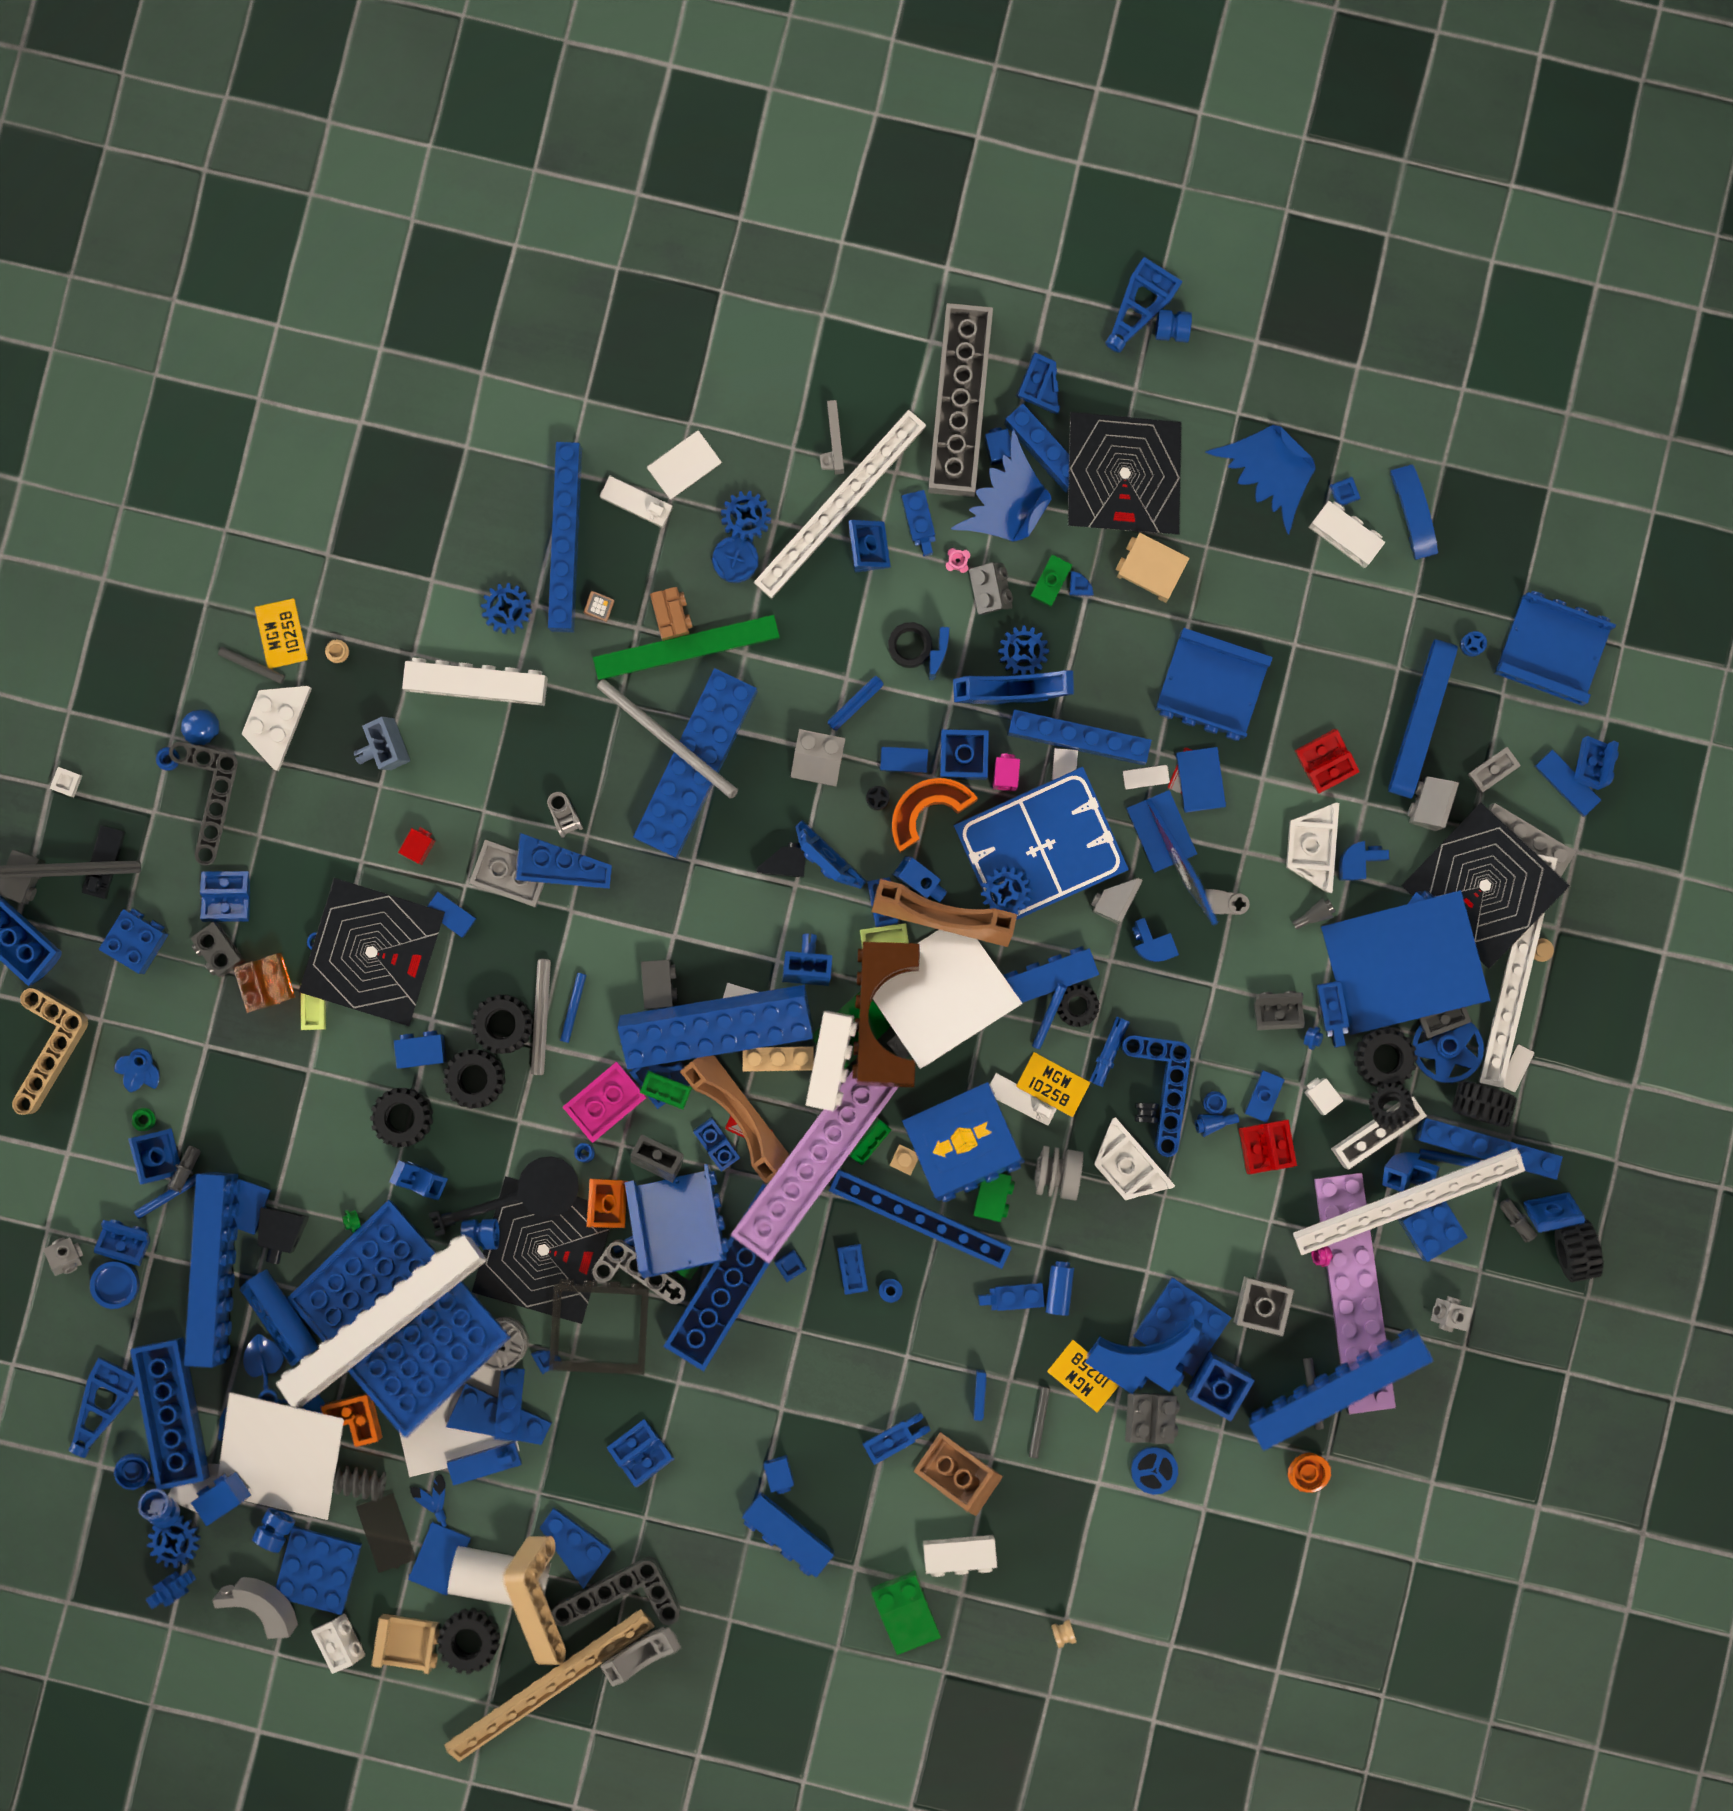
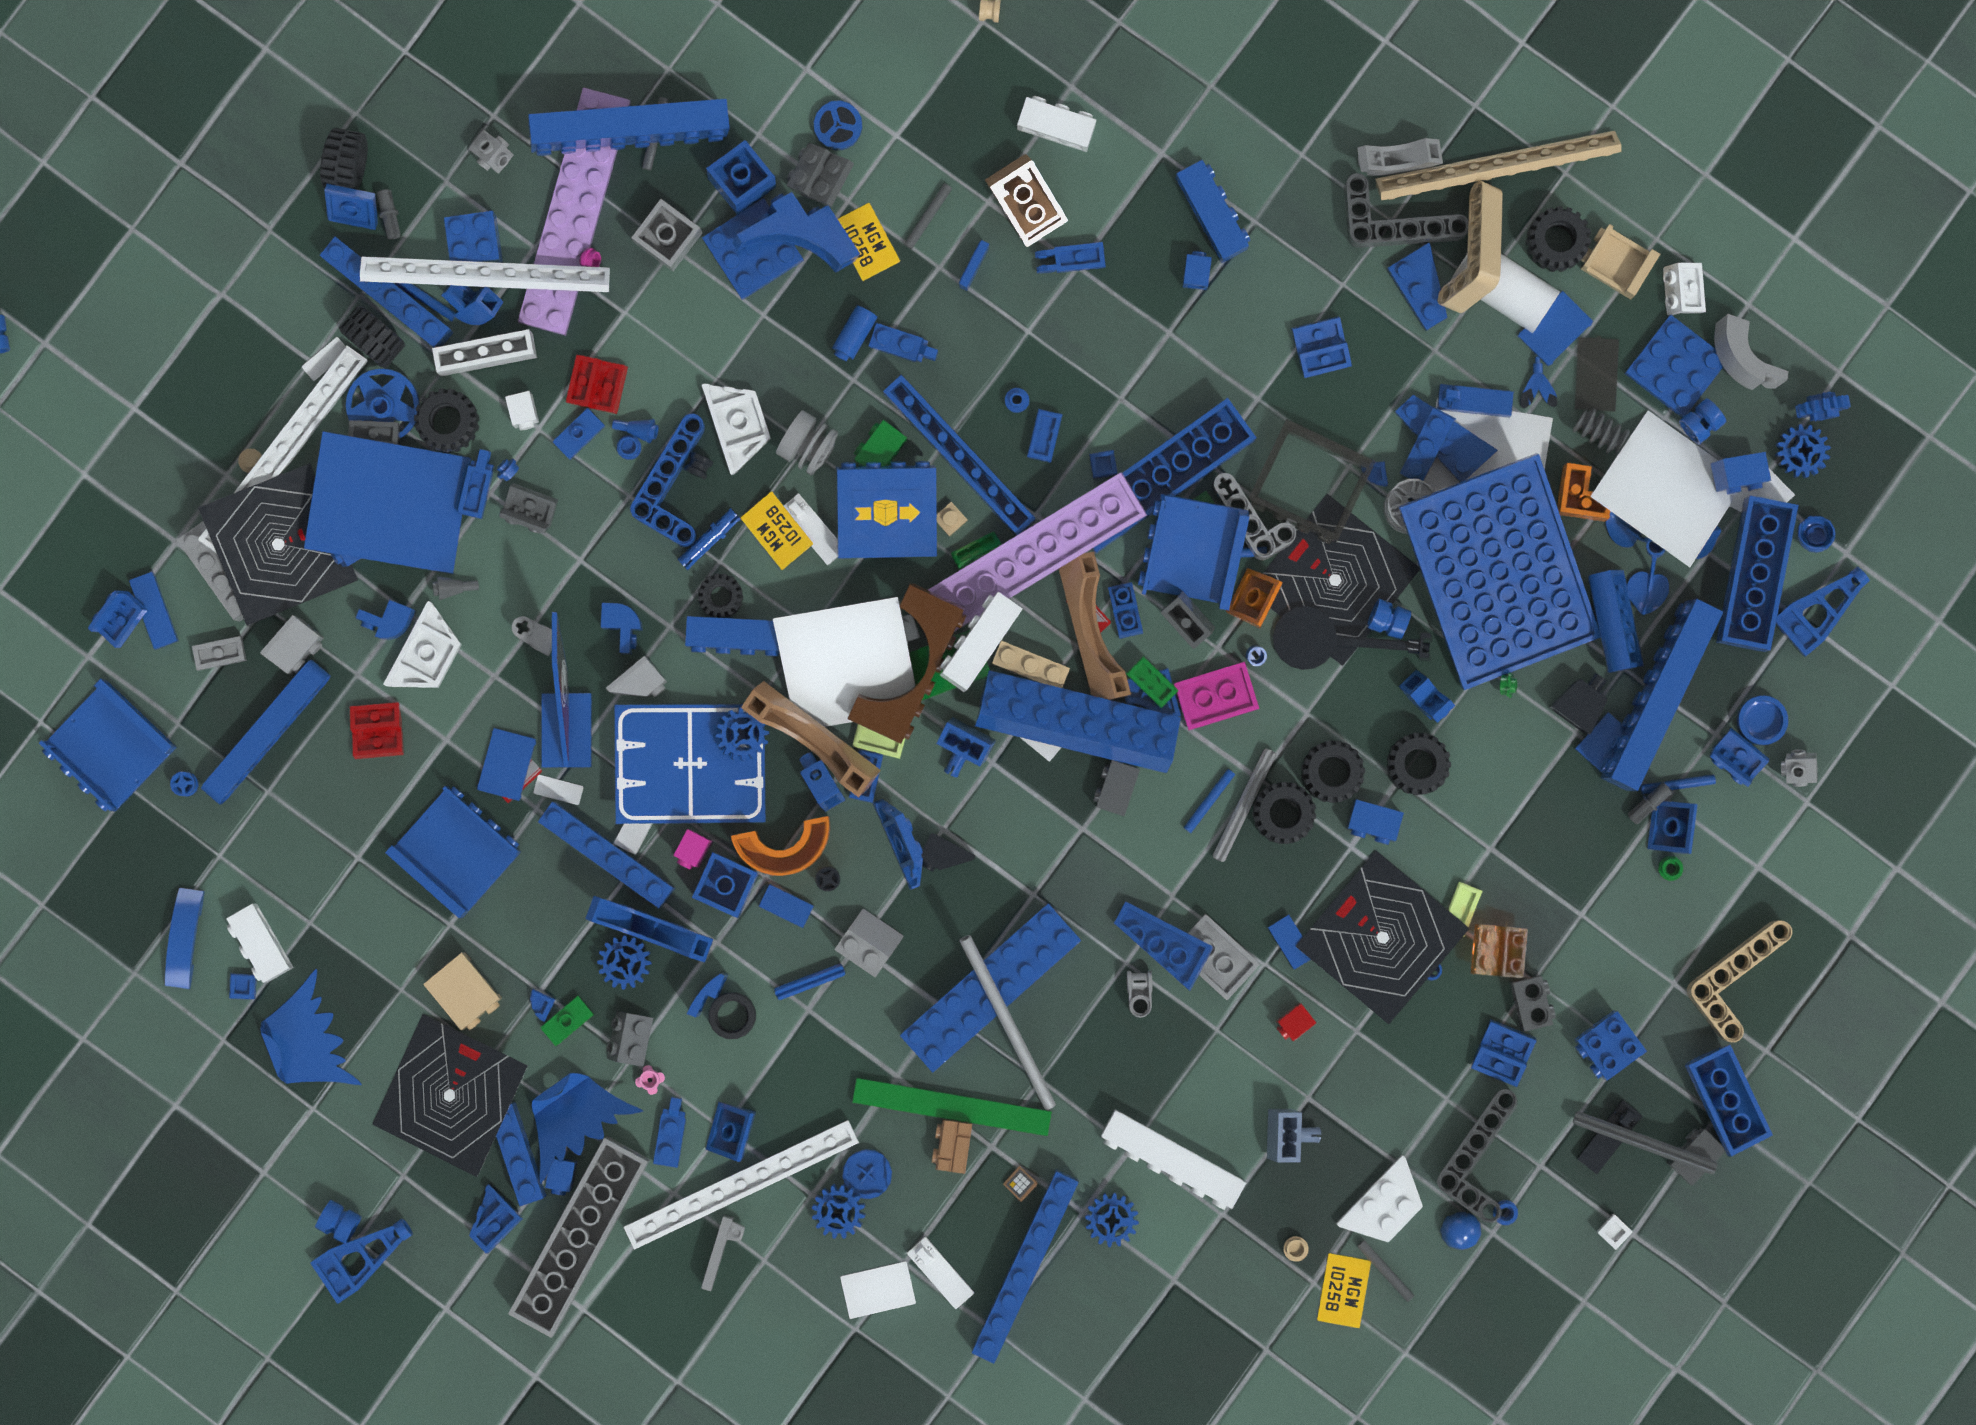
camera: 155 degrees left, 0 degrees up
(136, 1073) = (1659, 915): blue plate -> none
(159, 1508) = (1803, 487): blue wheel -> none
(381, 1321) = (1516, 574): white brick -> none
(905, 1612) = (1131, 91): green slope -> none
(1049, 1016) = (752, 597): blue bar -> none
(1309, 1472) = (691, 61): orange piece -> none
(1390, 1094) = (456, 383): black tyre -> none

